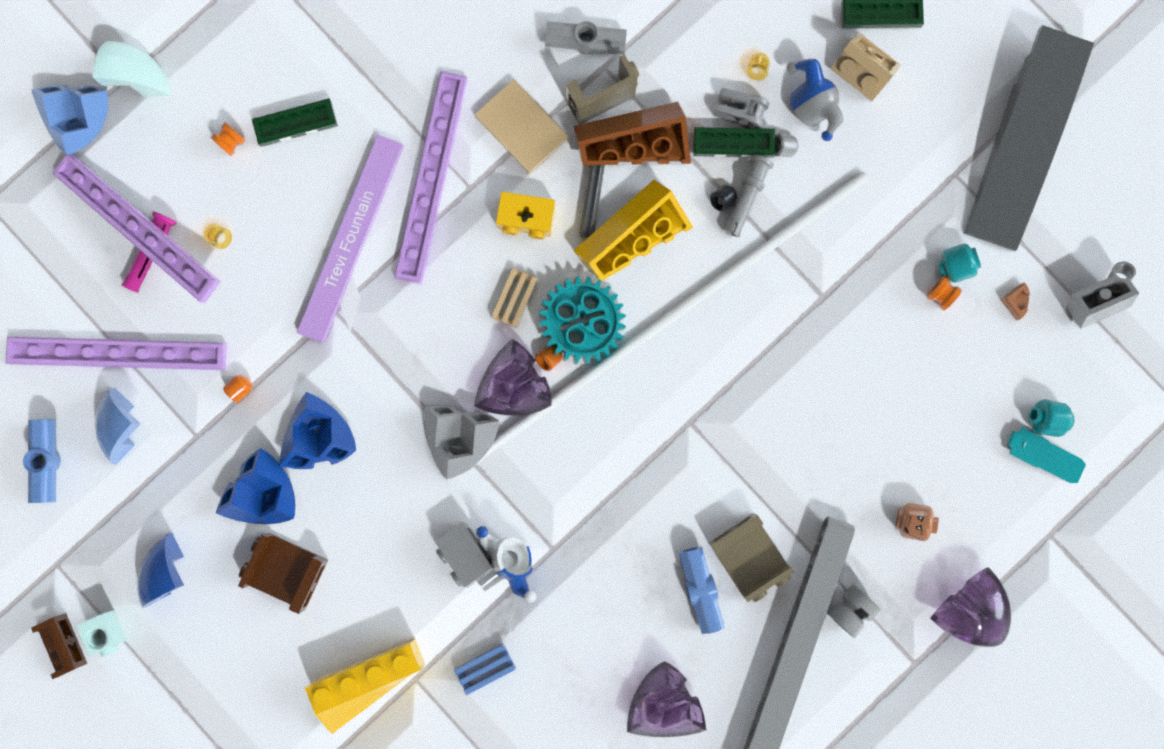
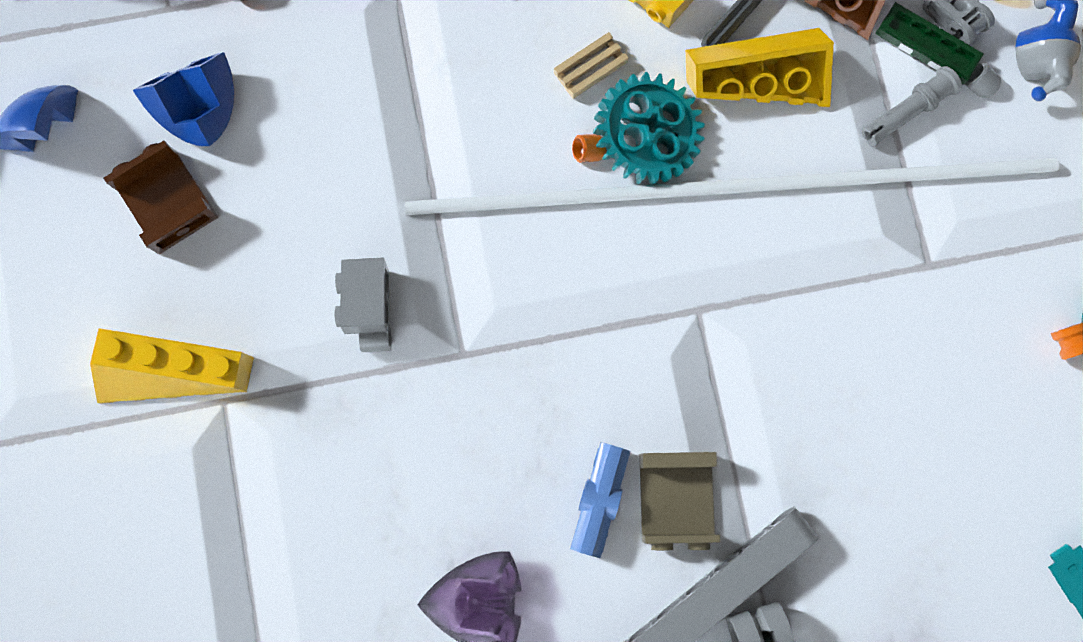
camera: 30 degrees right, 5 degrees down
(315, 435) = (289, 78): blue brick -> none
(458, 438) = (438, 170): light grey brick -> none
(465, 679) = (276, 434): medium blue tile -> none
(510, 561) = (409, 332): white piece -> none
(513, 384) = (532, 150): clear purple brick -> none
(727, 195) = (889, 95): black piece -> none
(916, 521) = (894, 576): nougat head -> none

